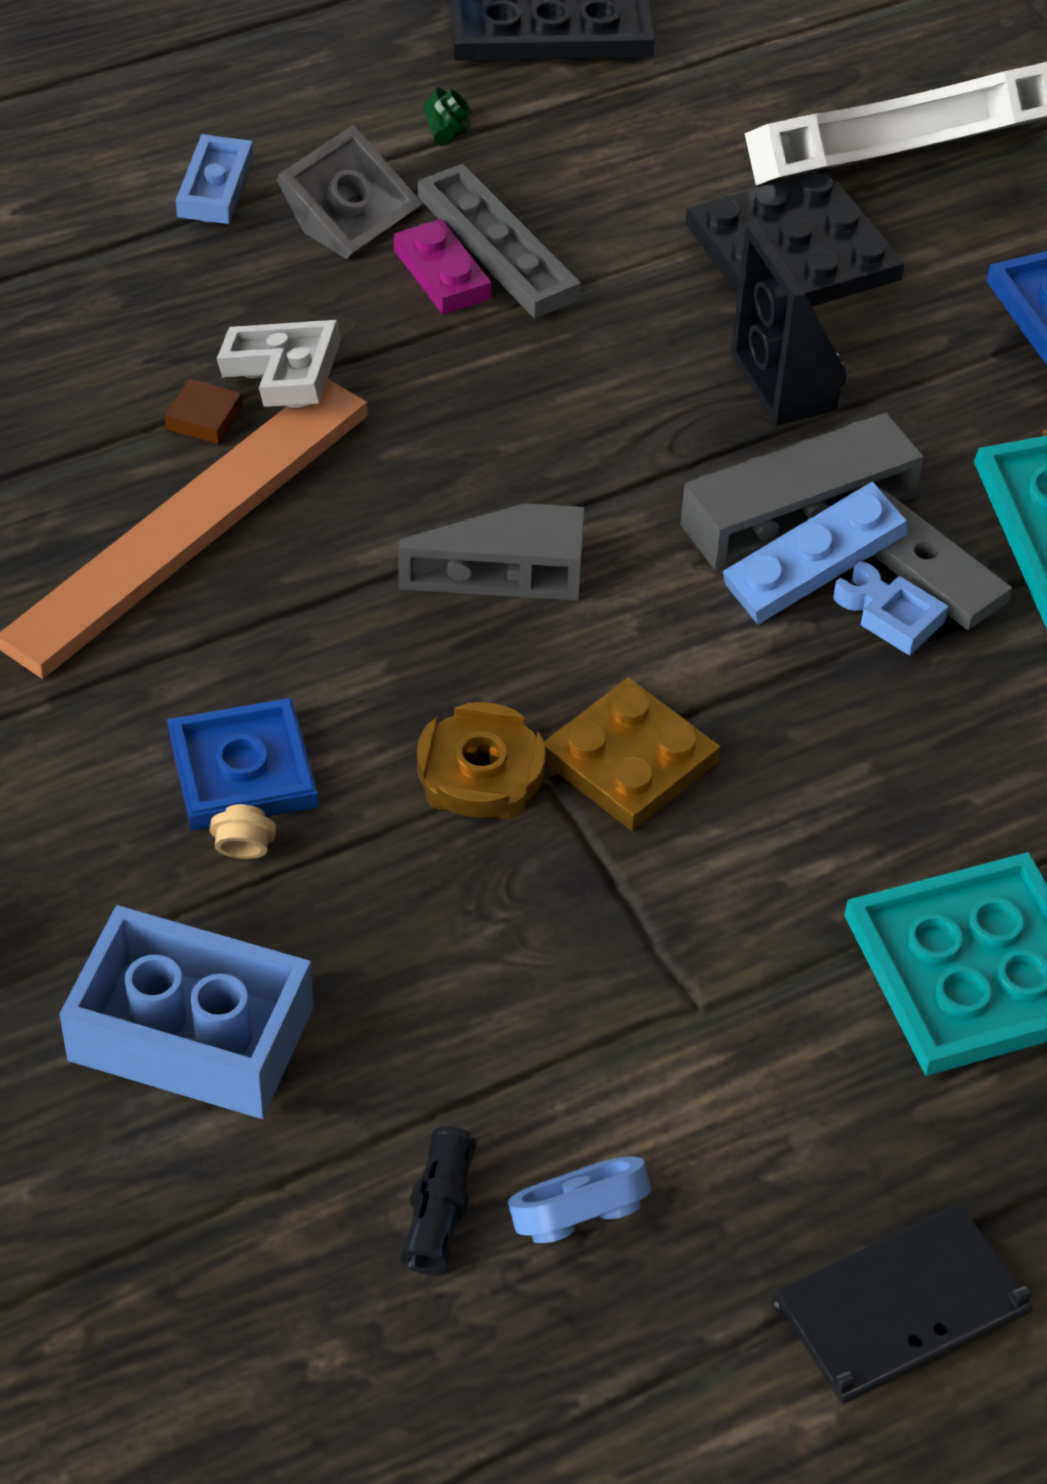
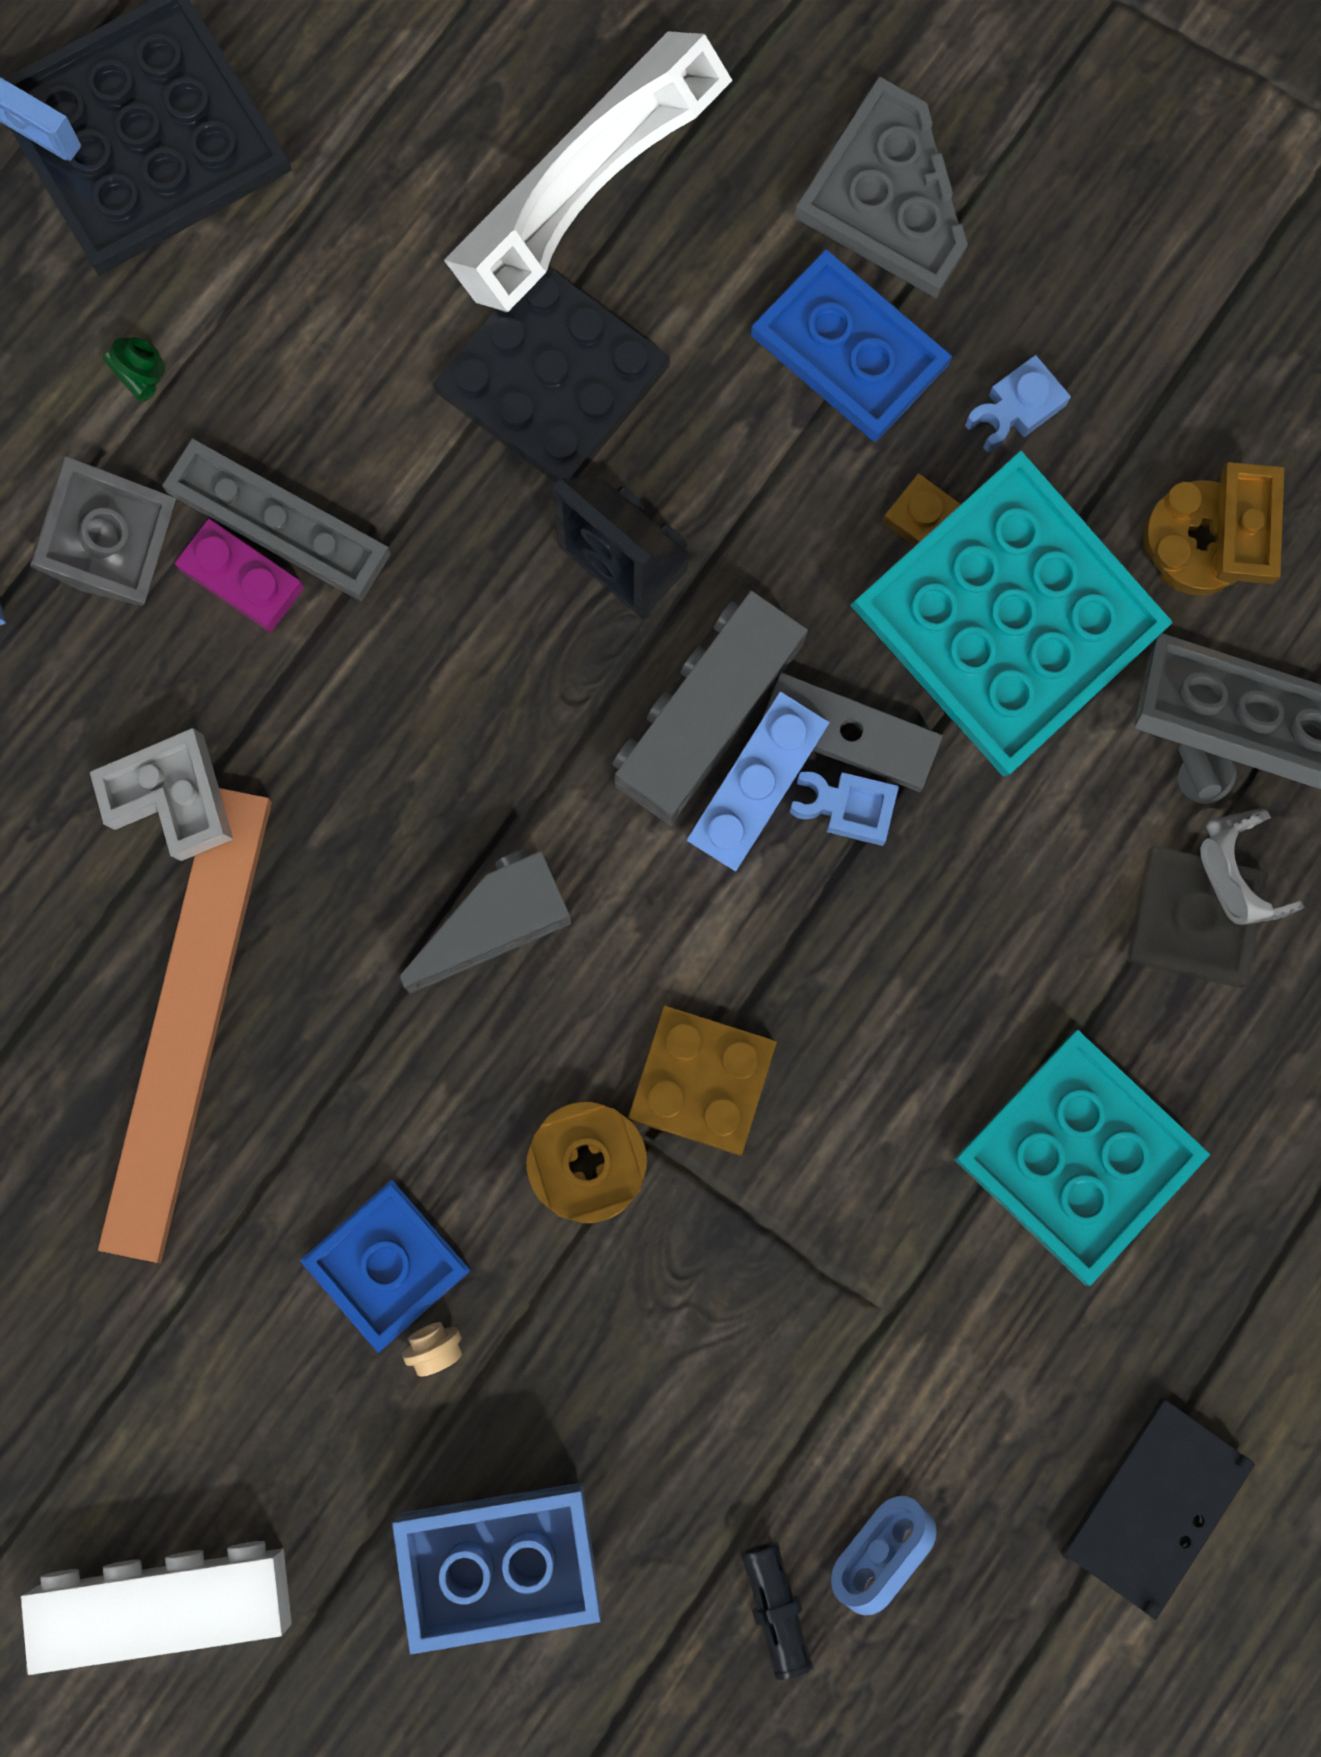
camera: 30 degrees left, 30 degrees up
(203, 411) = (122, 881): reddish brown tile -> none

